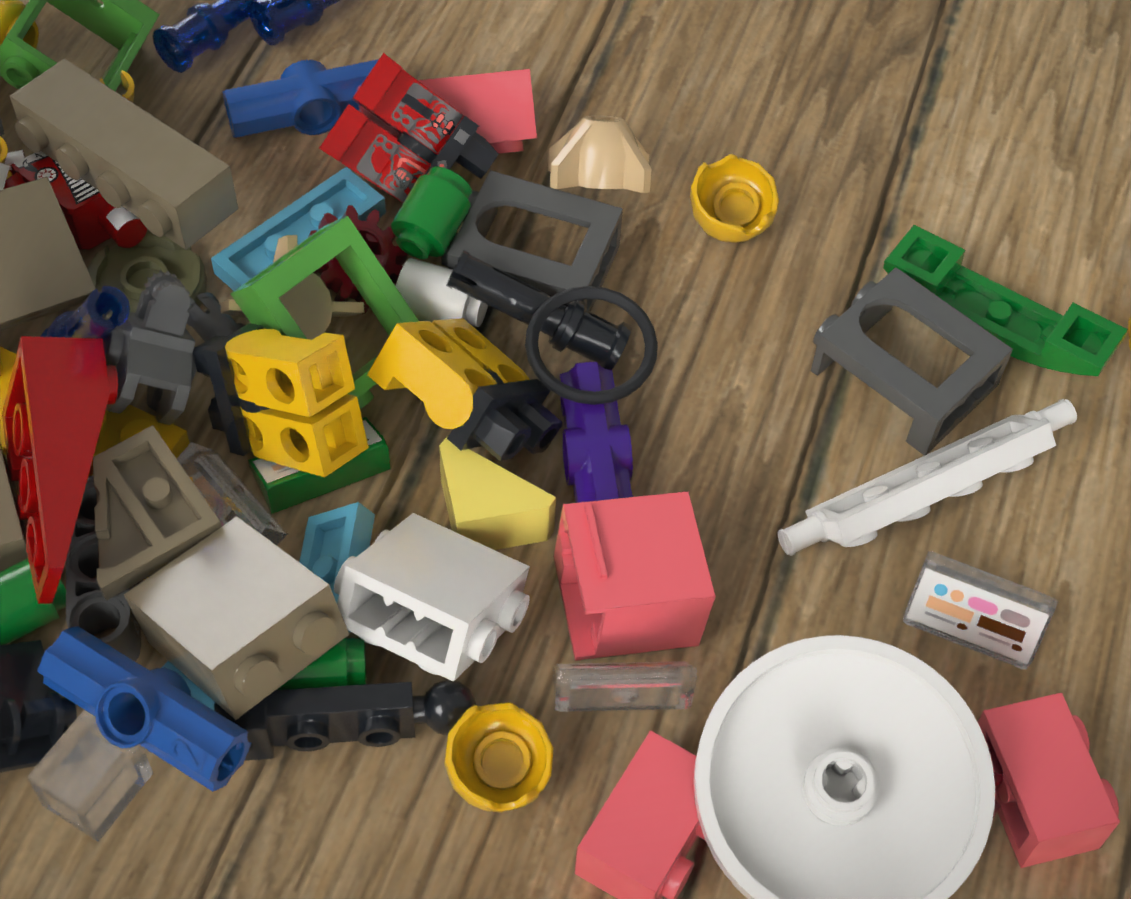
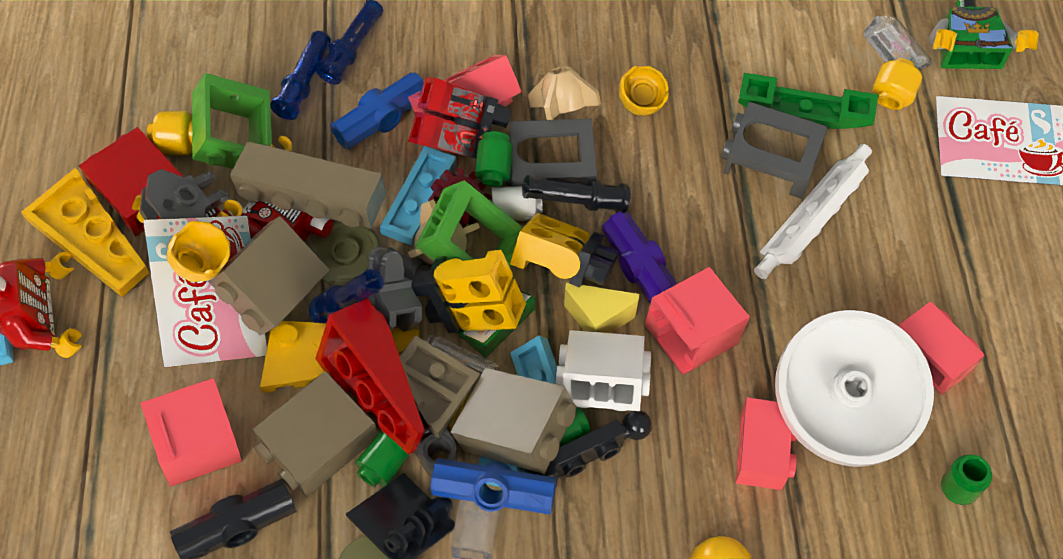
camera: 20 degrees left, 5 degrees up
(498, 757) = (675, 440): yellow hair -> none
(582, 396) = (607, 232): black tyre -> none
(624, 686) = (714, 378): clear slope -> none
(979, 610) = (868, 272): slope -> none

